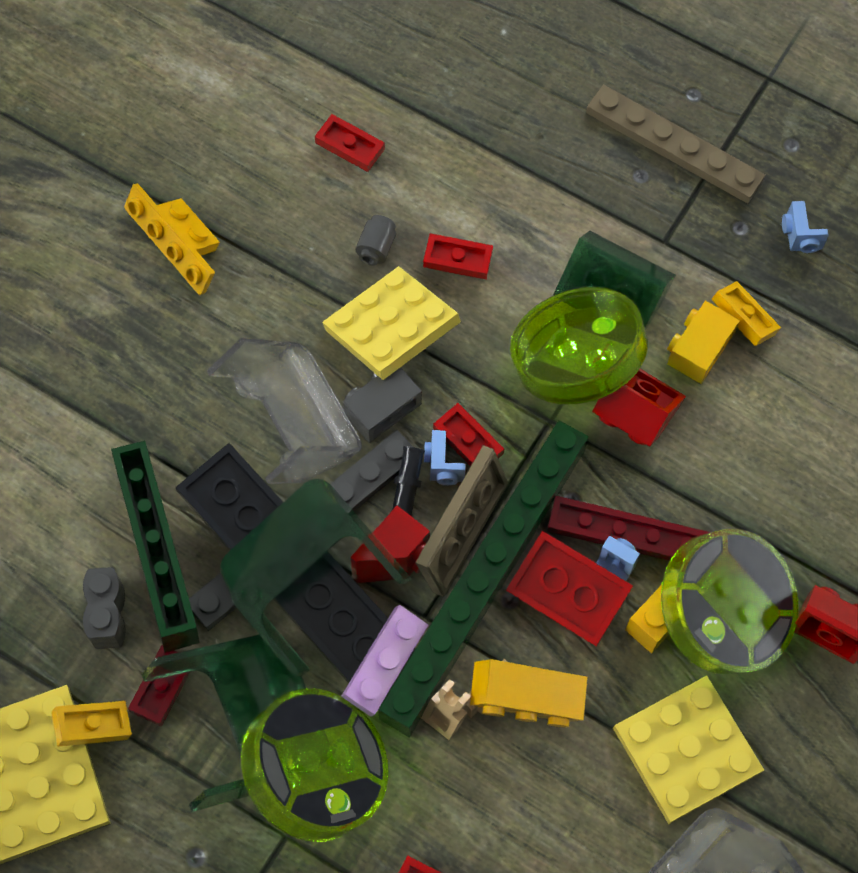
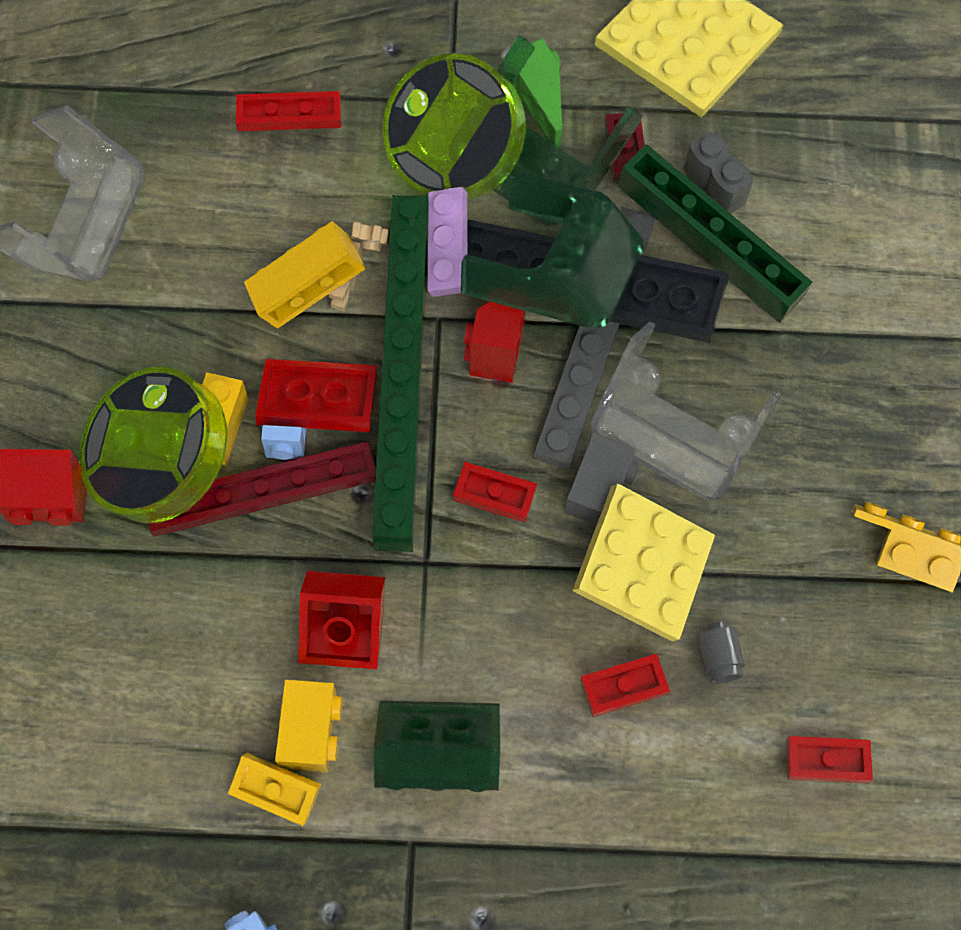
camera: 150 degrees right, 0 degrees up
(91, 723) = (660, 84): yellow plate -> none
(200, 773) = (540, 90): none -> bright green slope
(408, 478) = (527, 415): black pin -> none
(440, 471) = (516, 456): light blue bracket -> none
(462, 521) = (449, 395): dark tan tile -> none
(579, 345) = (433, 628): clear neon green piece -> none
(688, 749) = (139, 319): light yellow plate -> none

